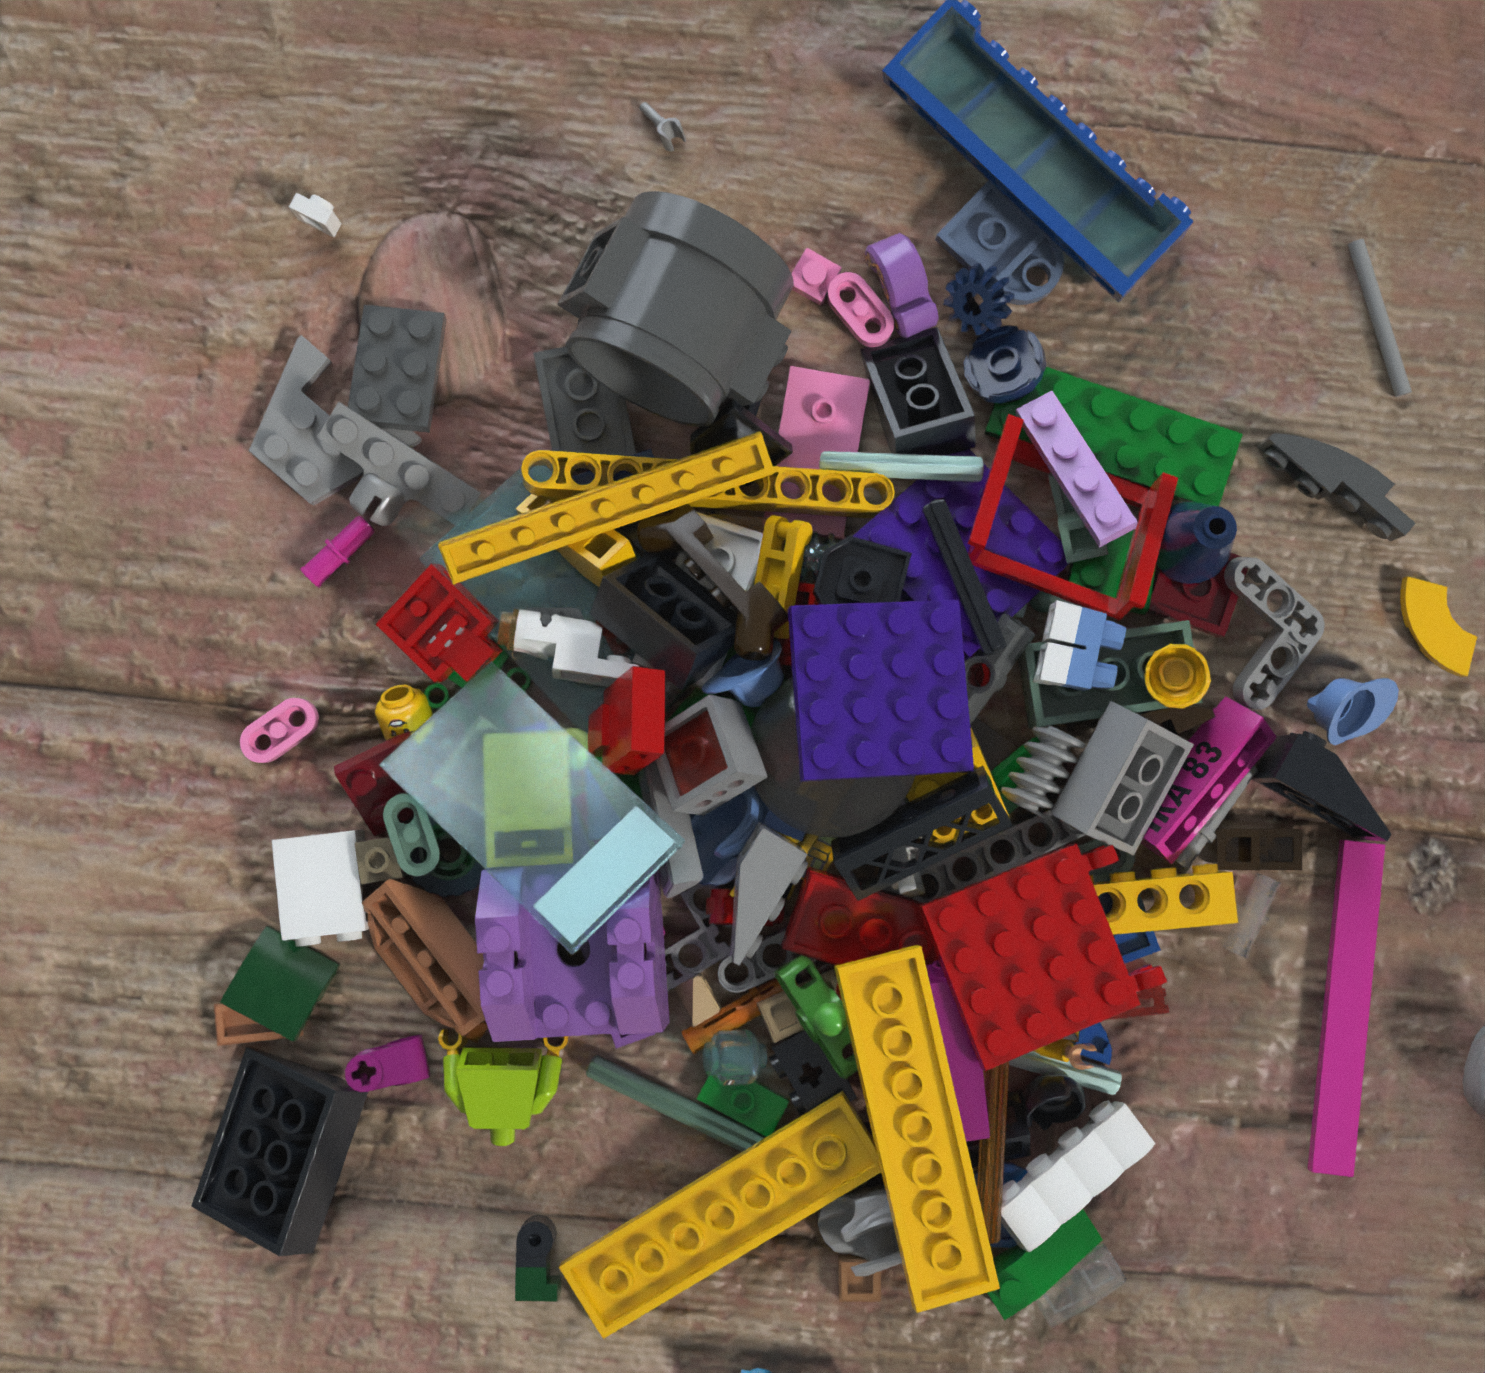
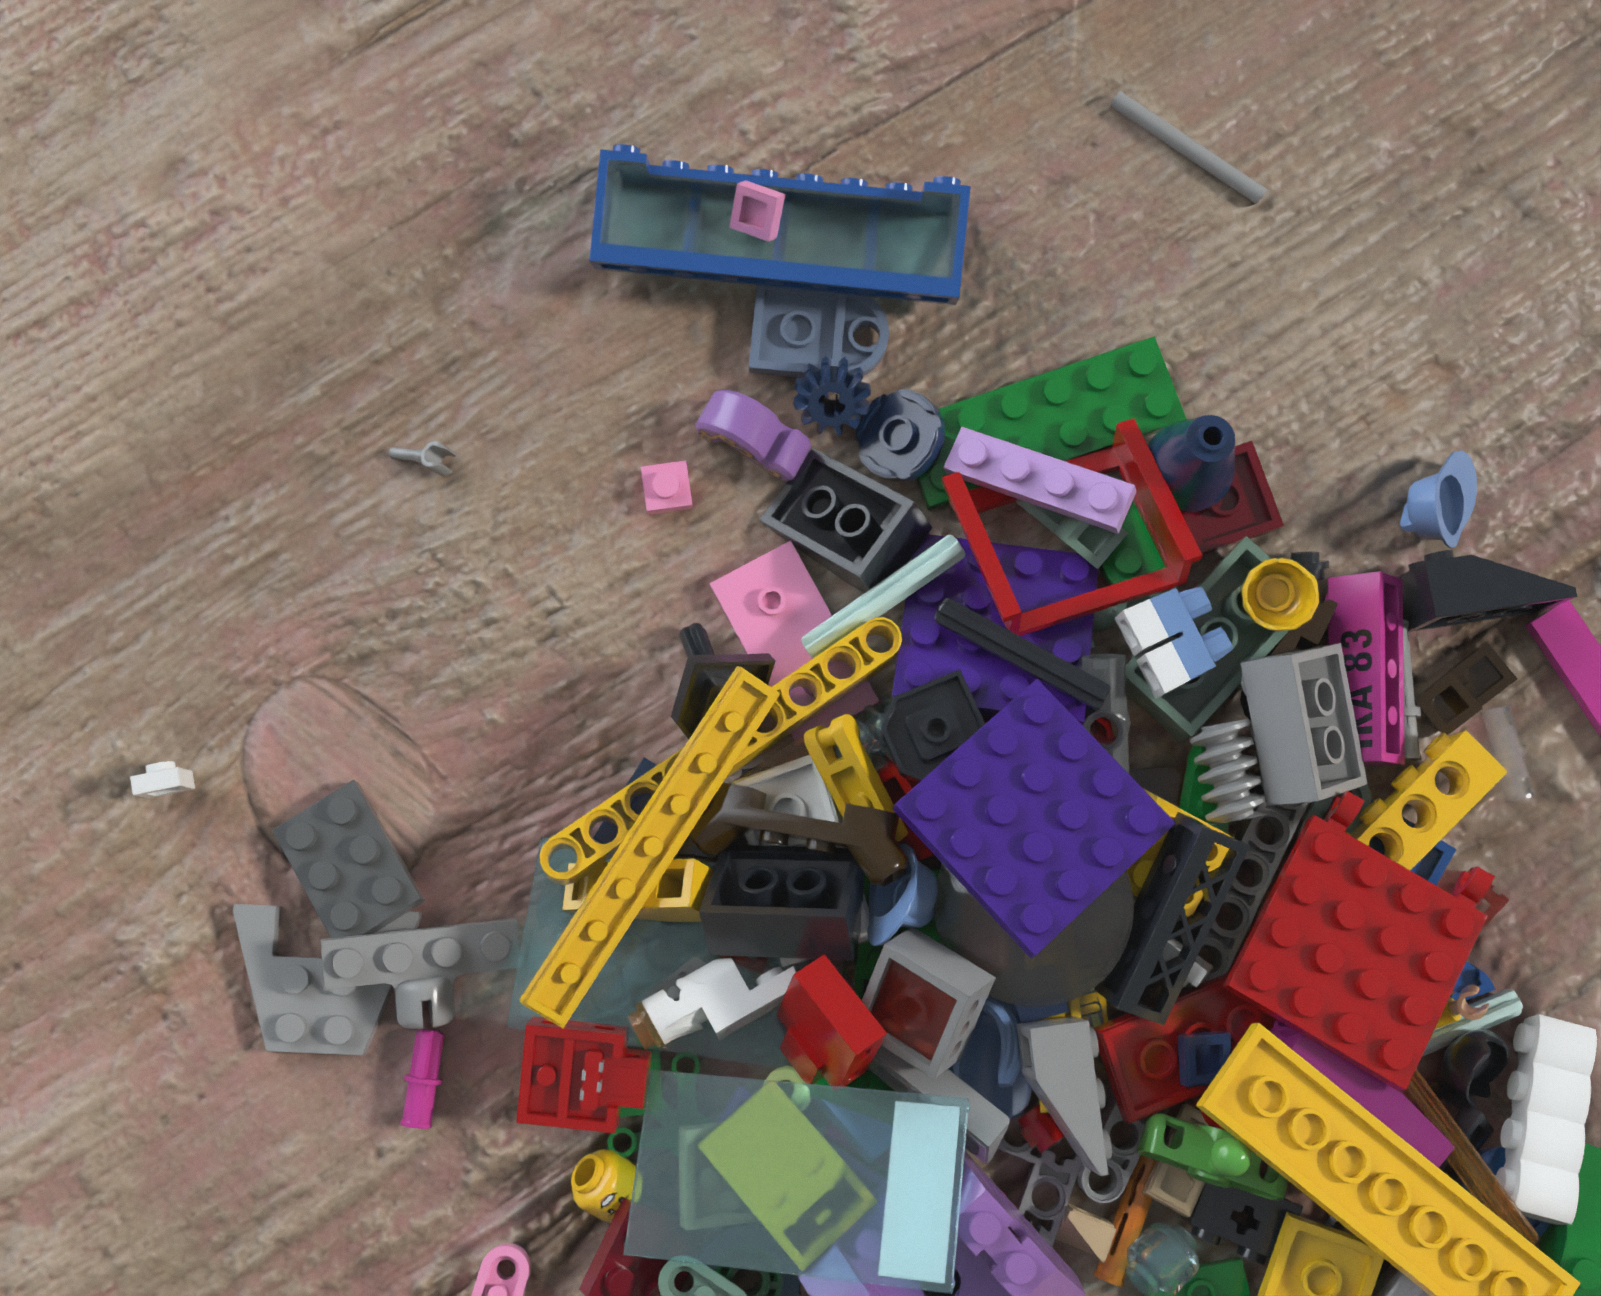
camera: 40 degrees left, 5 degrees down
(580, 410) = (548, 760): dark grey plate -> none
(679, 309) = (575, 613): dark grey cylinder -> none
(862, 310) = (734, 483): bright pink plate -> none
(867, 941) = (1202, 1056): none -> dark blue tile
(1029, 125) = (757, 210): none -> bright pink plate
(1220, 678) = (1311, 562): none -> black plate
(1284, 635) = (1332, 483): light grey beam -> none
(1327, 469) = (1253, 312): dark grey slope -> none
(1433, 628) = (1453, 377): yellow tile -> none

